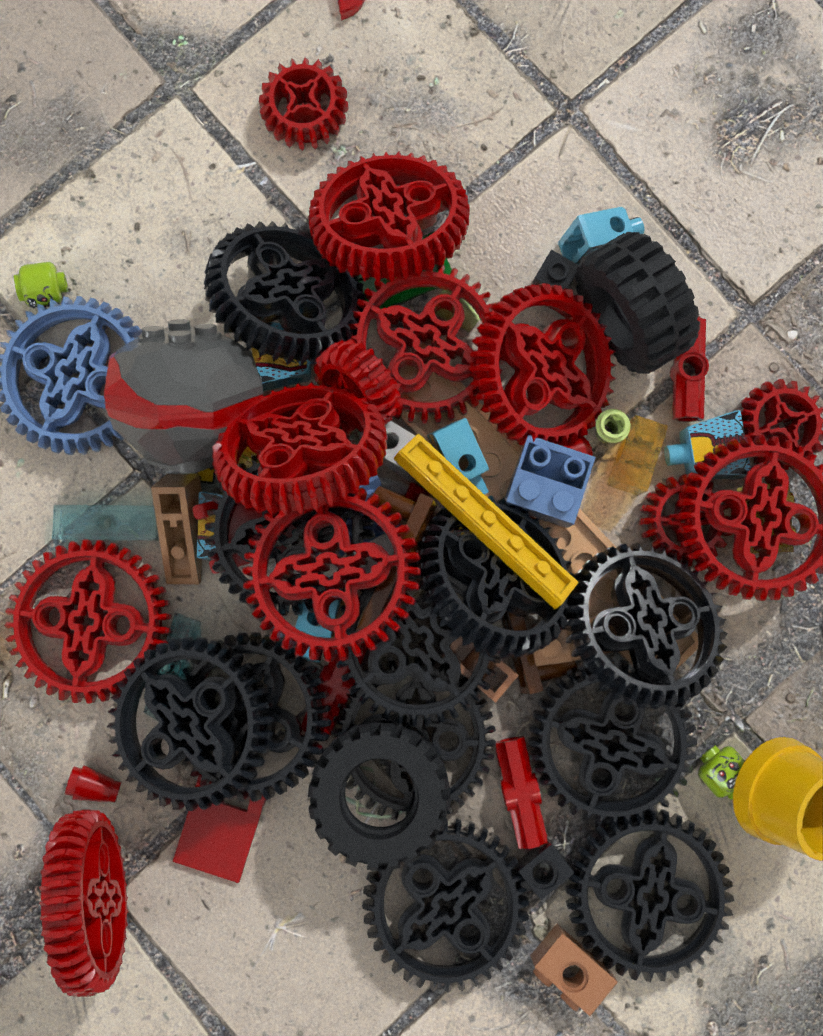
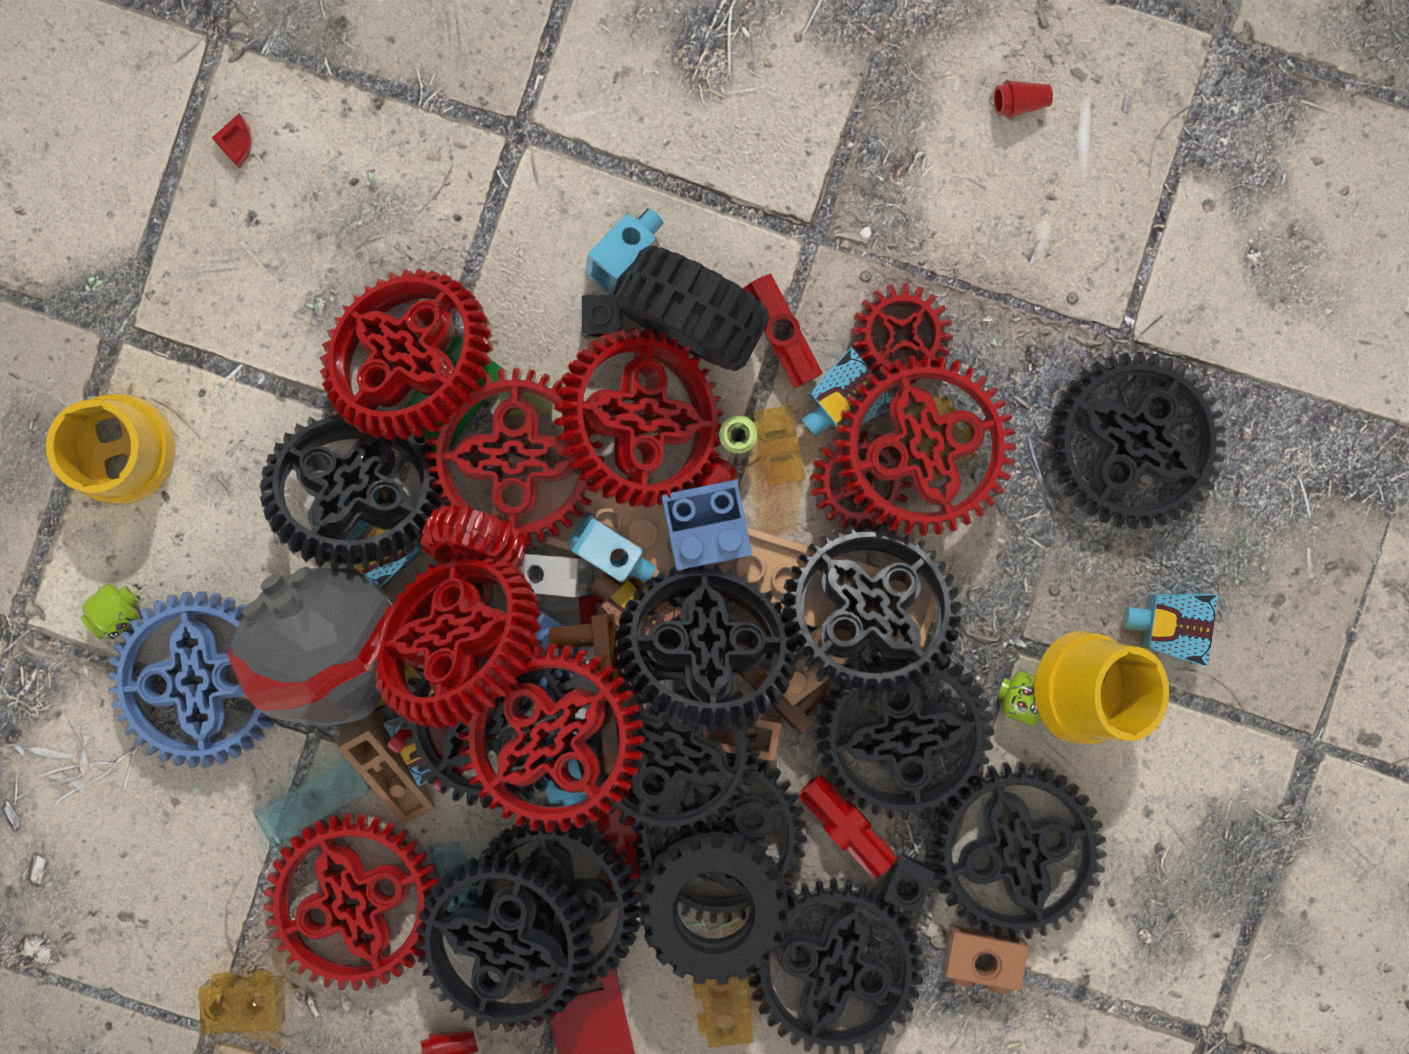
camera: 25 degrees left, 5 degrees up
(90, 149) = (81, 457): none -> yellow piece
(299, 86) = (256, 264): red gear -> none
(344, 883) = (729, 1002): none -> clear yellow brick
(486, 521) = (666, 603): yellow tile -> none

